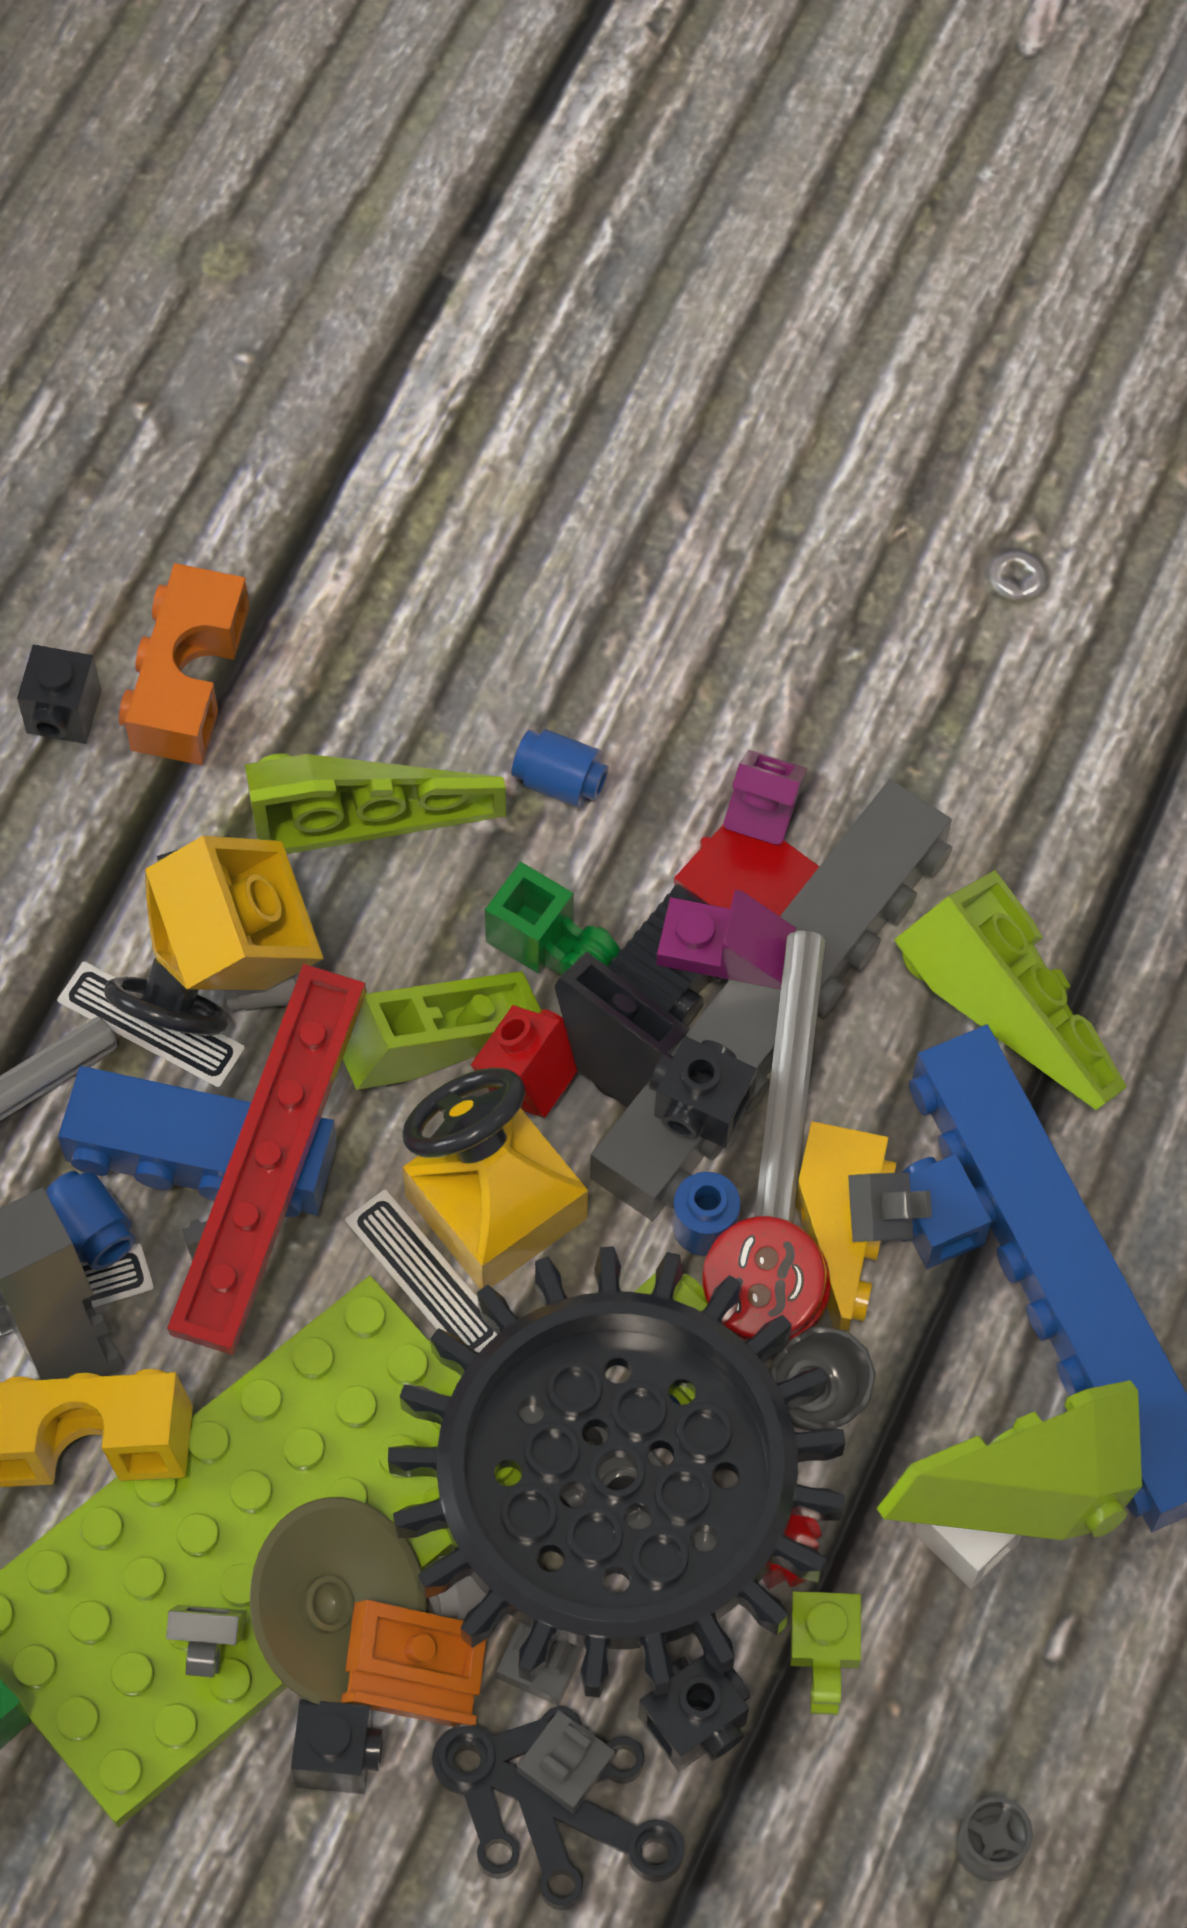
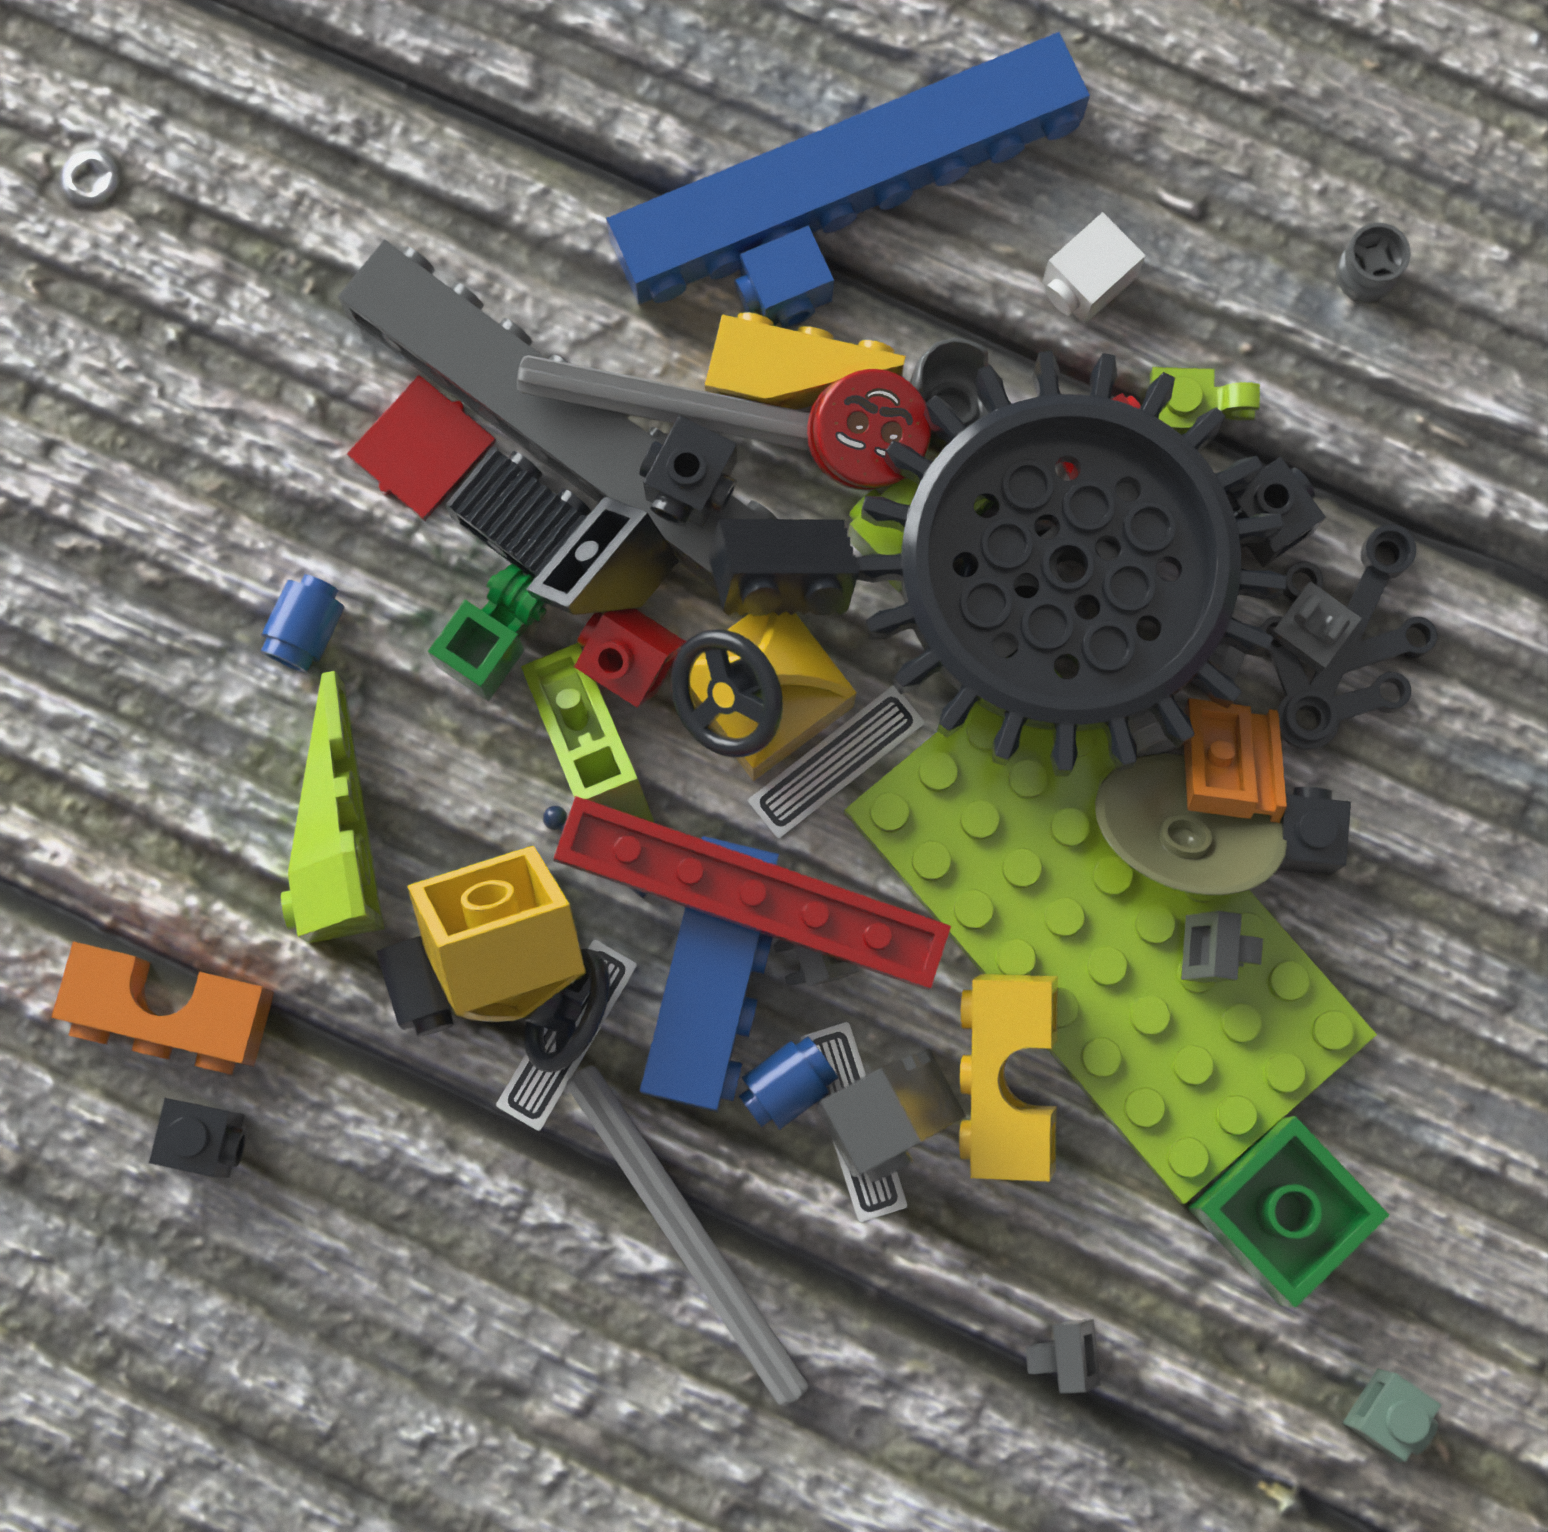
camera: 90 degrees left, 15 degrees up
(606, 1181) = (783, 566): none -> black brick
(703, 1210) = (797, 468): blue brick -> none
(725, 943) = (518, 456): magenta slope -> none
(764, 796) = (339, 420): magenta slope -> none
(885, 1206) = (801, 314): dark grey tile -> none
(984, 963) = (538, 224): lime wedge -> none
(1036, 1477) = (1067, 186): lime wedge -> none

